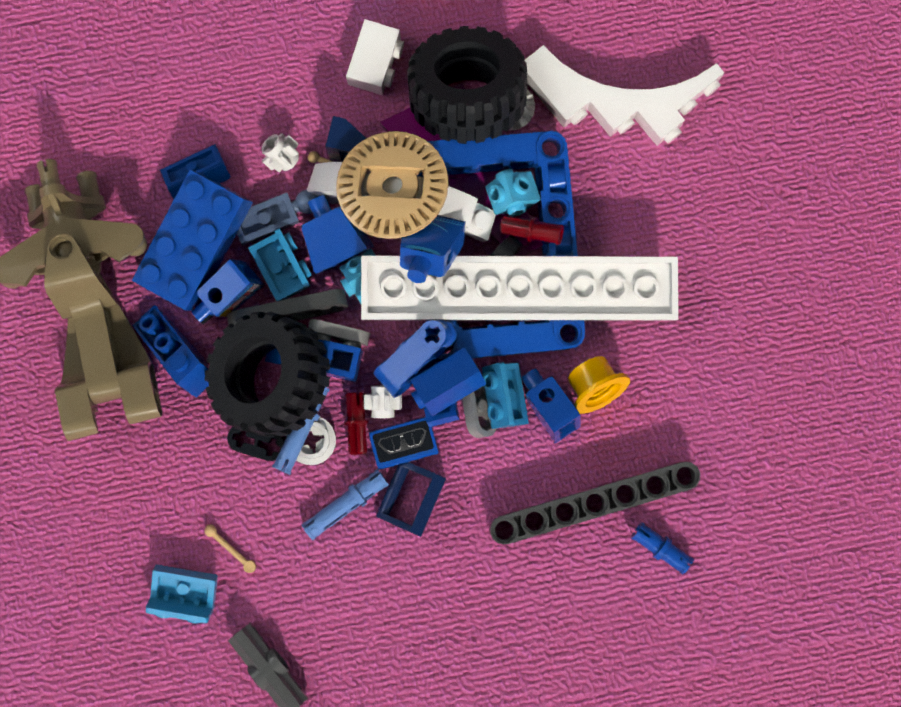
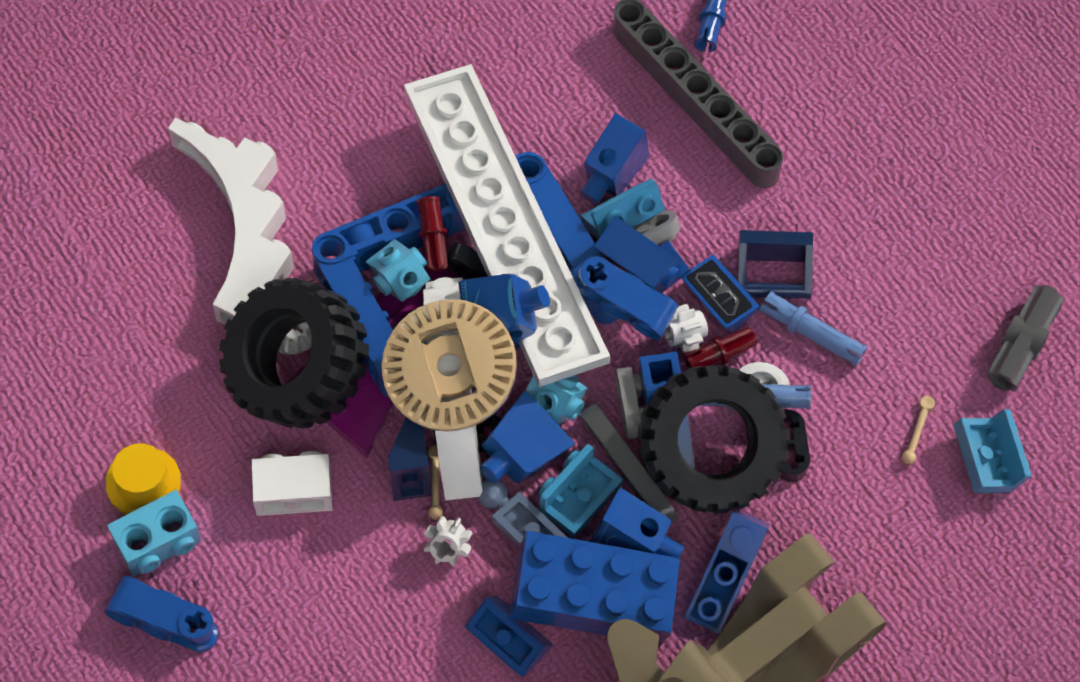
camera: 110 degrees left, 20 degrees down
(596, 384) = (570, 127): yellow piece -> none

